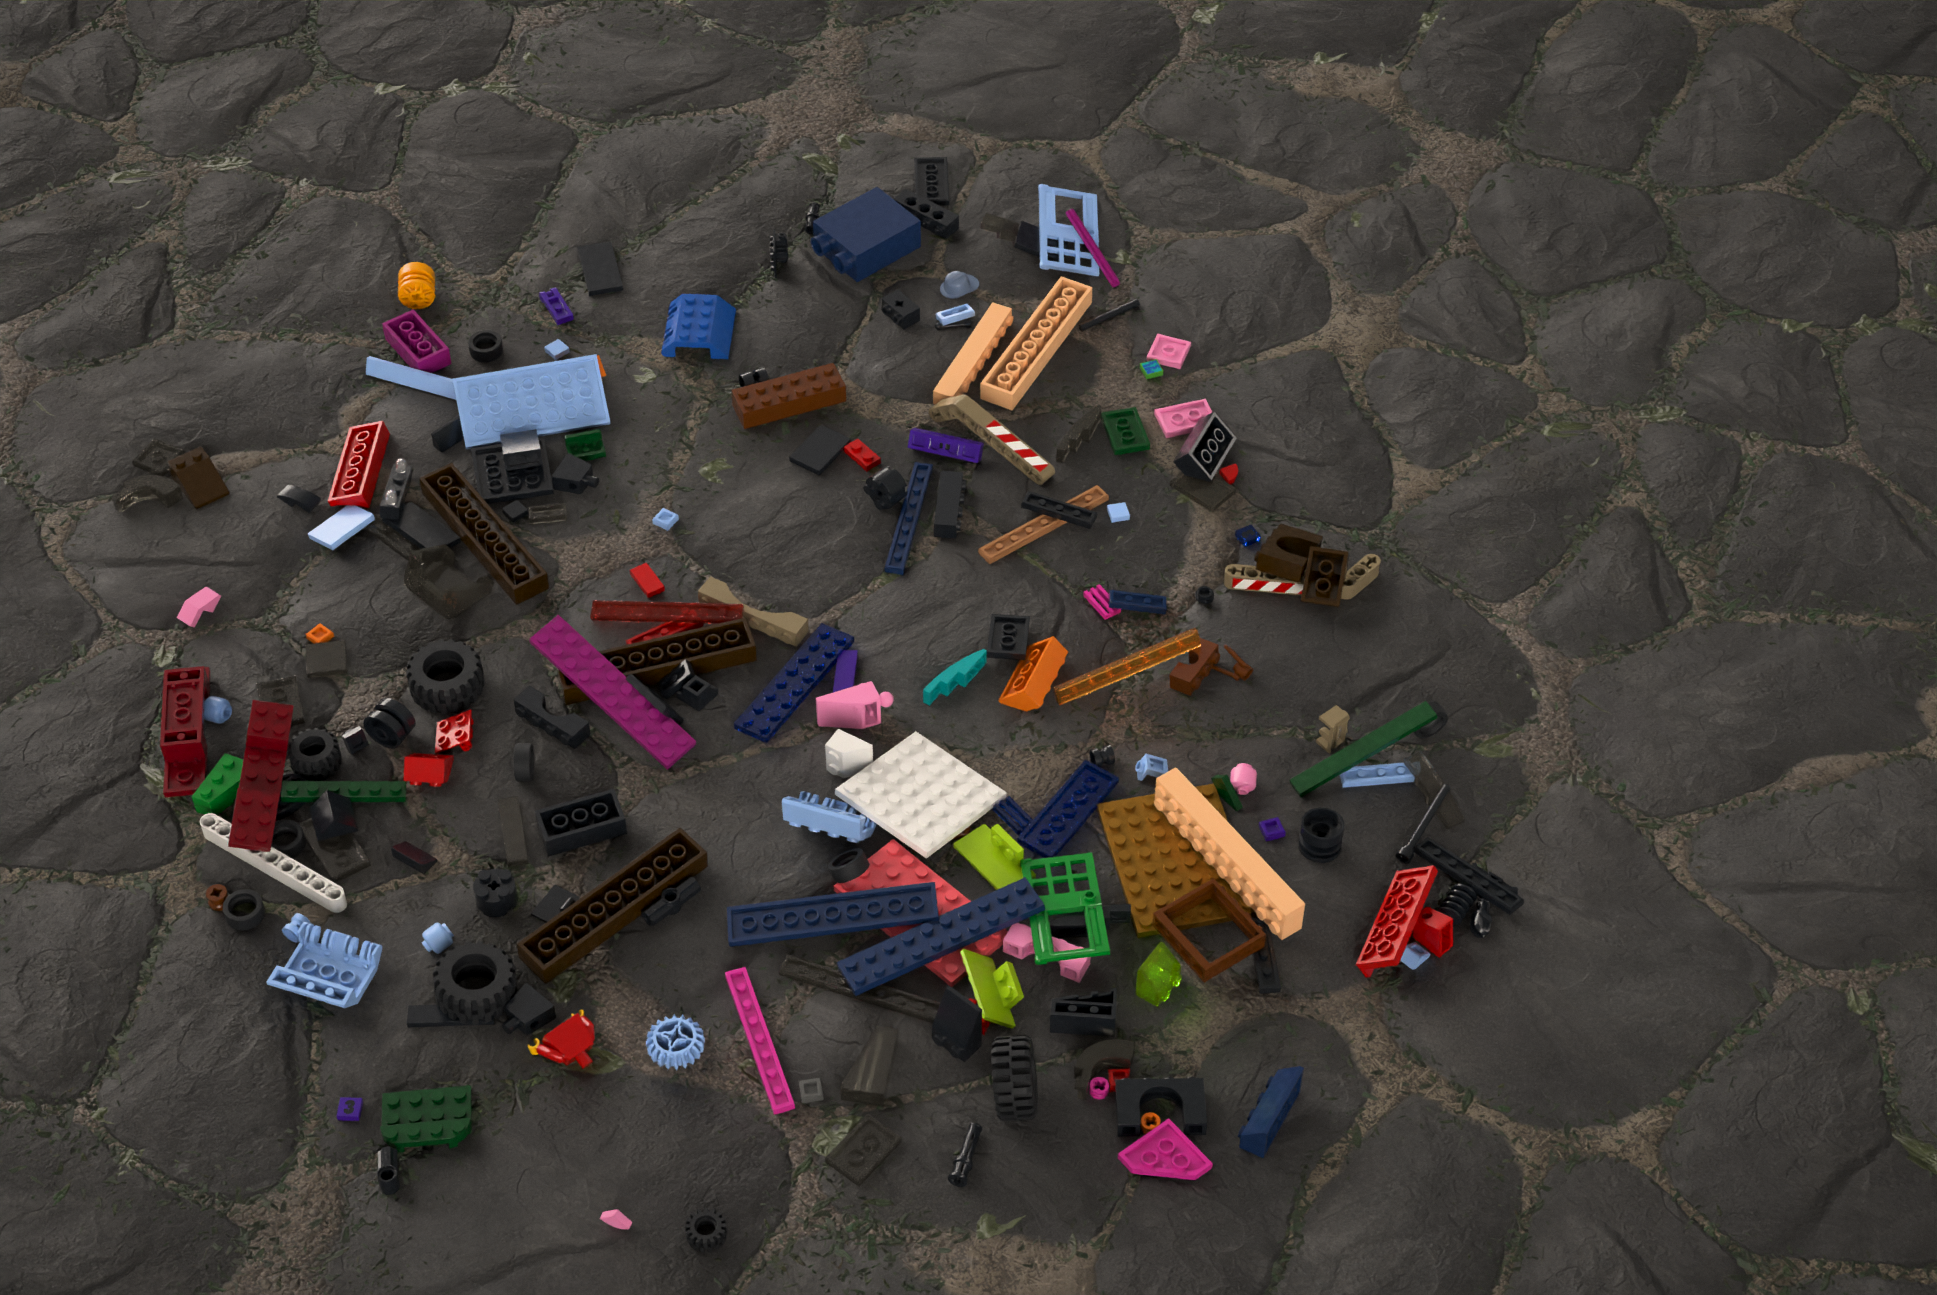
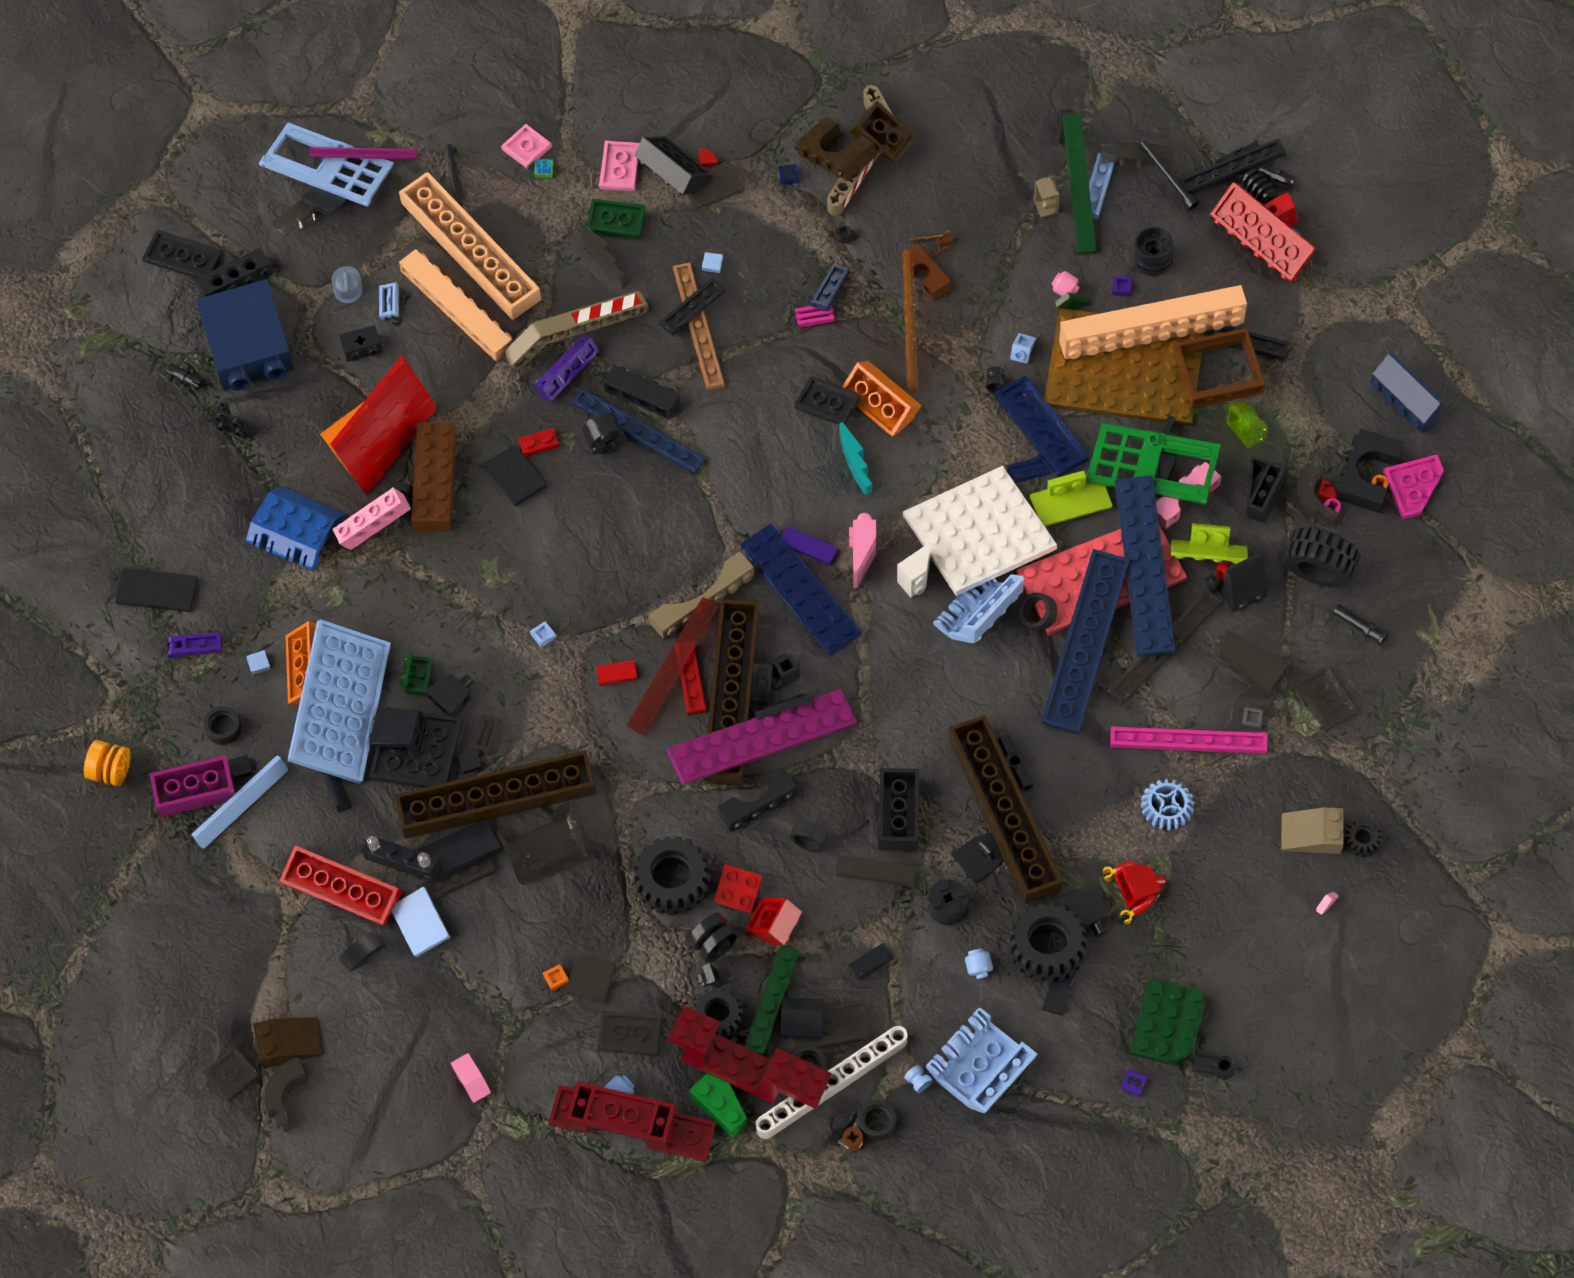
camera: 65 degrees left, 15 degrees up
(451, 370) = (240, 767): none -> black tile
(696, 1183) = (1313, 831): none -> dark tan slope
(720, 363) = (371, 519): none -> bright pink brick
(813, 334) = (381, 426): none -> red piece

